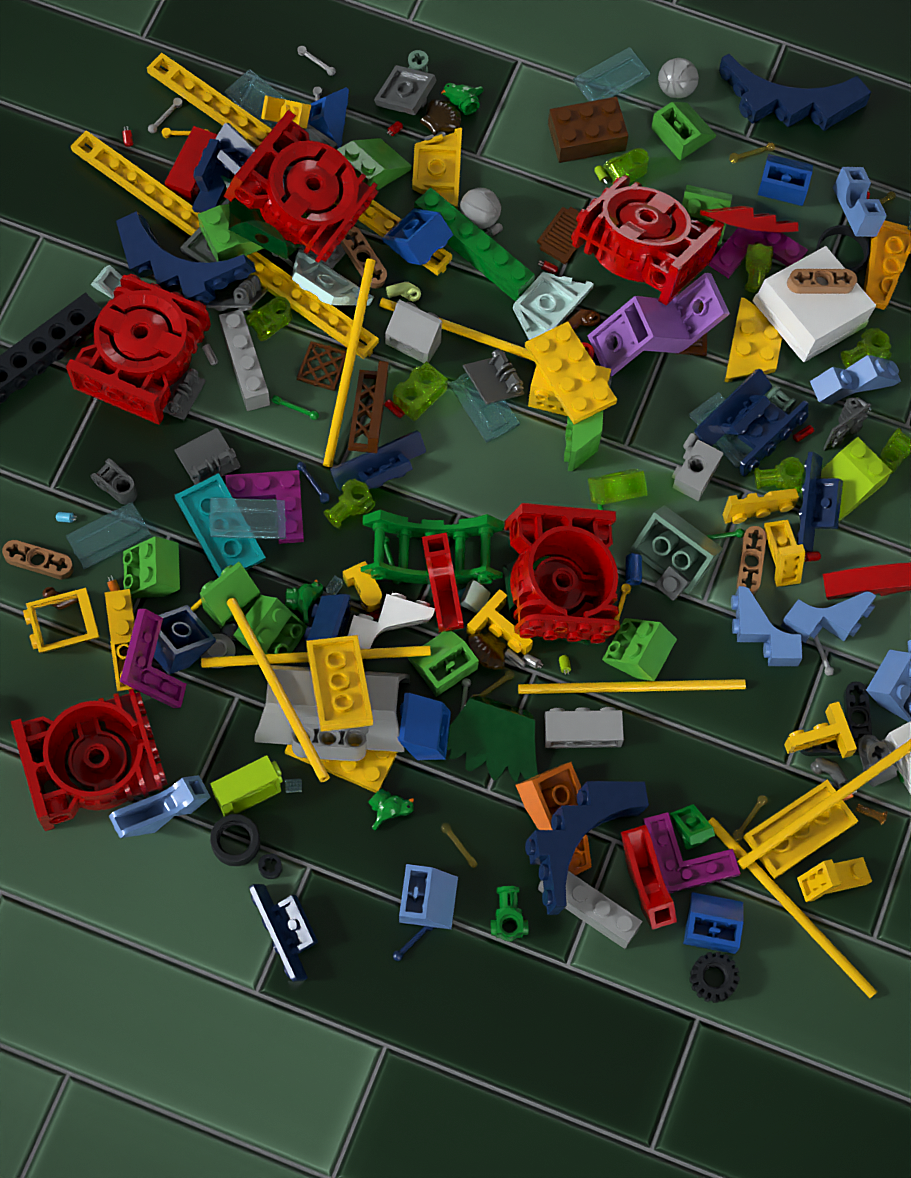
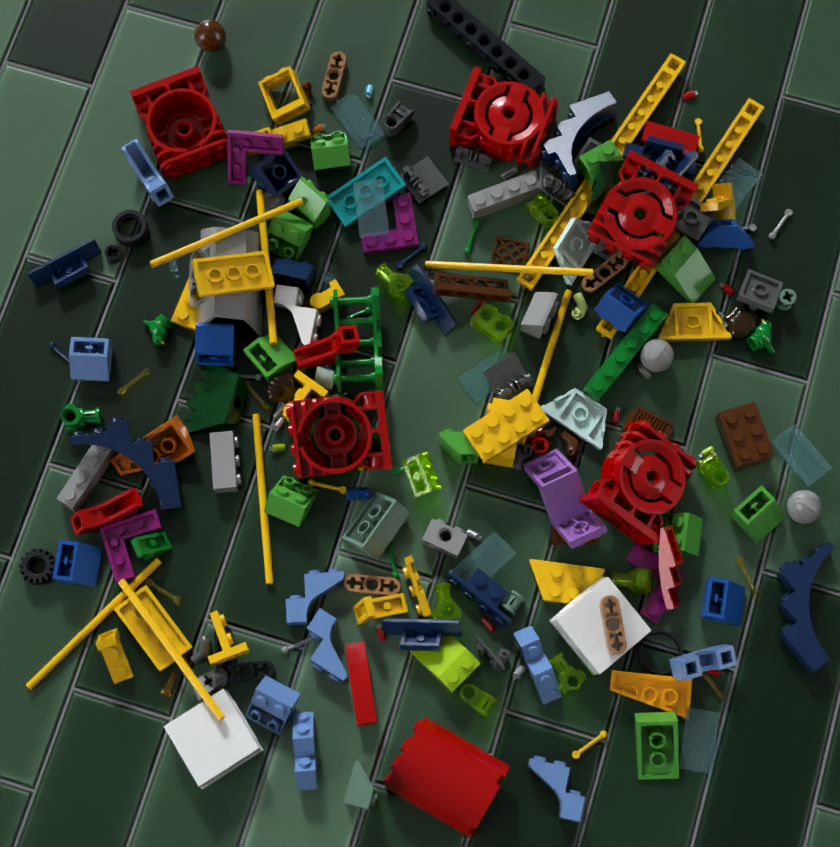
camera: 90 degrees right, 5 degrees up
(107, 281) = (563, 96): light aqua slope -> none
(177, 103) = (699, 111): light grey hinge -> none
(247, 786) = (164, 226): lime window -> none
(303, 598) = (315, 255): green animal -> none
(672, 583) = (347, 523): dark grey plate -> none
(737, 409) = (496, 565): dark blue bracket -> none

